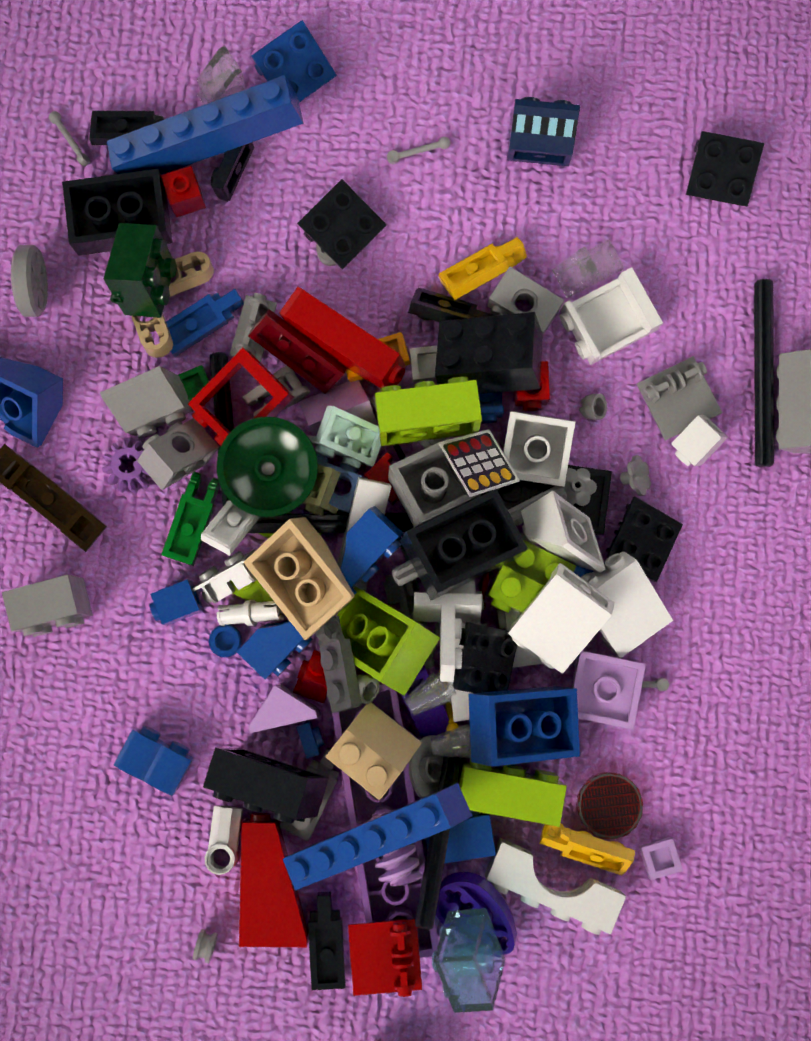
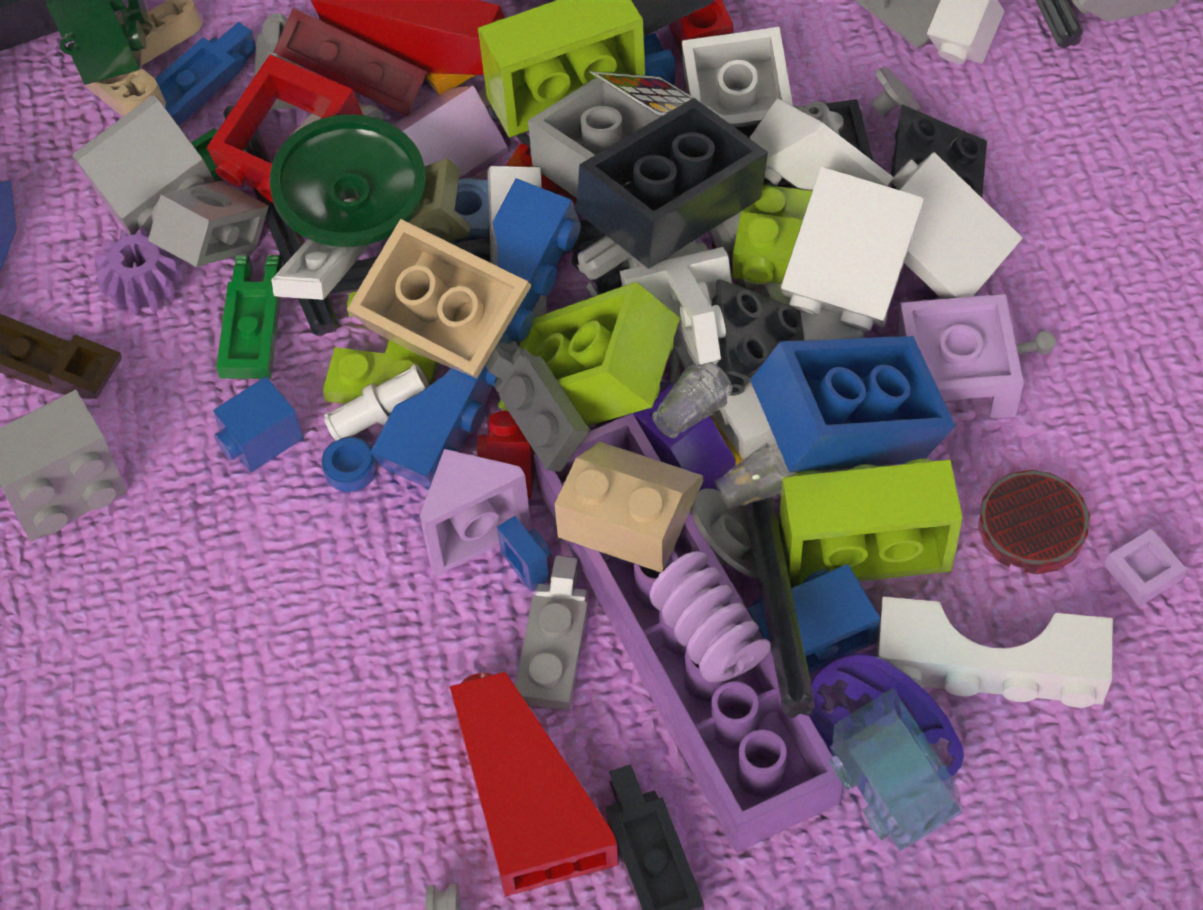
camera: 10 degrees left, 25 degrees down
(154, 760) = (279, 652): blue brick -> none
(216, 582) = (312, 374): hinge -> none
(224, 835) = (428, 735): white piece -> none
(265, 784) = (472, 605): black brick -> none
(347, 437) = (457, 132): light aqua bracket -> none
(368, 688) = (596, 418): light grey hinge -> none
(378, 837) = (728, 526): blue arch -> none
(385, 957) = (753, 797): red hinge -> none
(588, 849) = (1026, 583): yellow hinge -> none
(593, 407) = (799, 32): light grey hinge -> none

